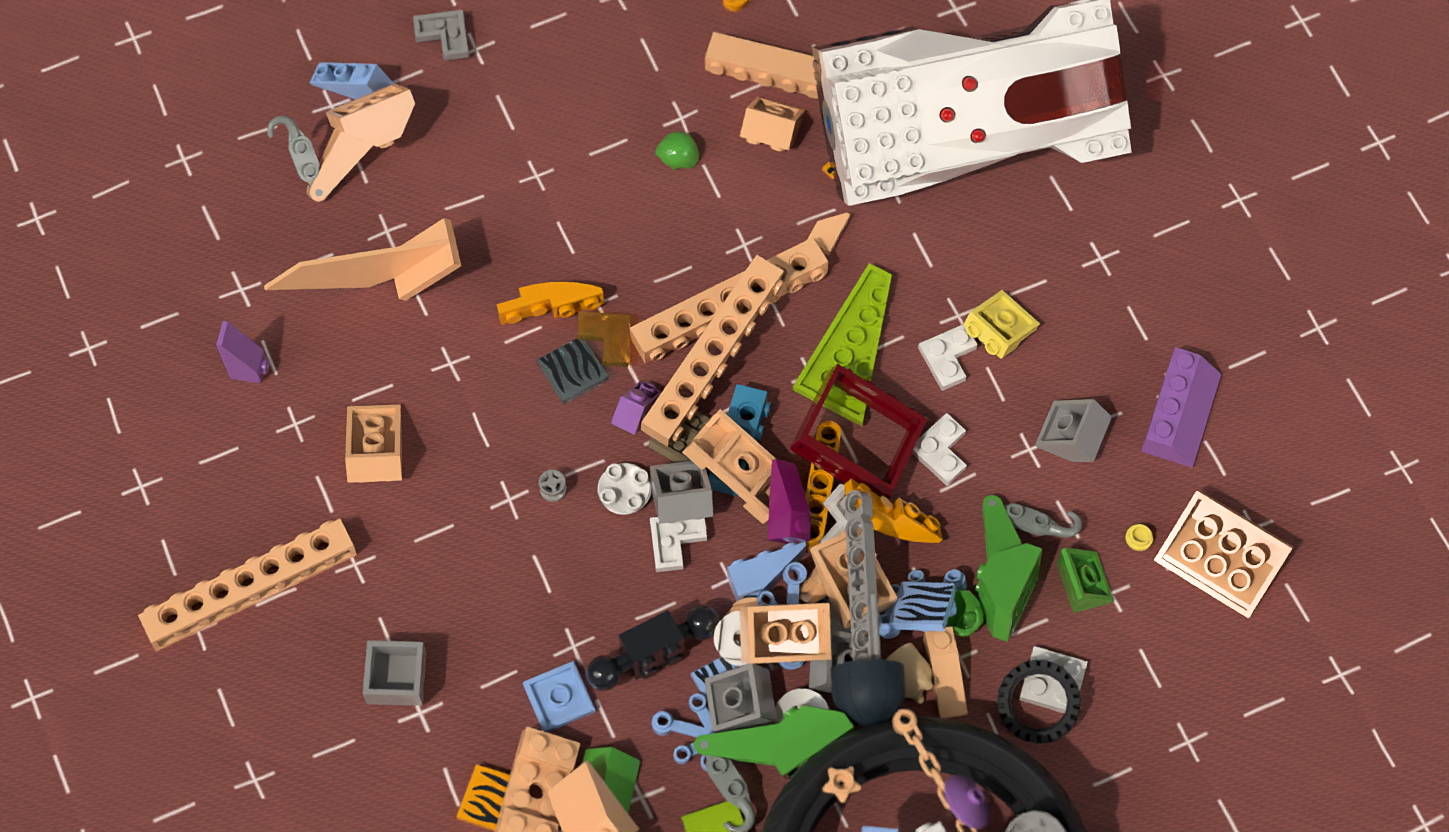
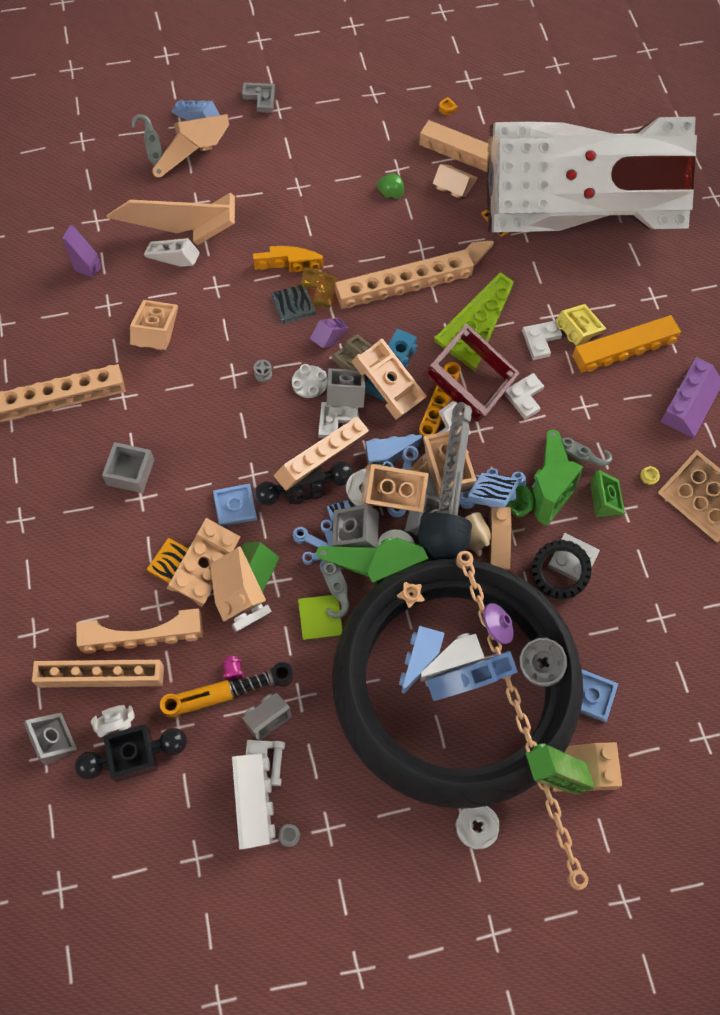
camera: 10 degrees right, 0 degrees up
(373, 322) = (175, 252): none -> white slope
(670, 600) = (316, 455): none -> light nougat arch
(758, 273) = (425, 262): light nougat brick -> none
(788, 505) = (415, 410): magenta slope -> none
(898, 519) = (489, 431): light orange slope -> none
(1072, 342) = (626, 344): none -> light orange brick
(1074, 429) = (618, 398): light grey slope -> none

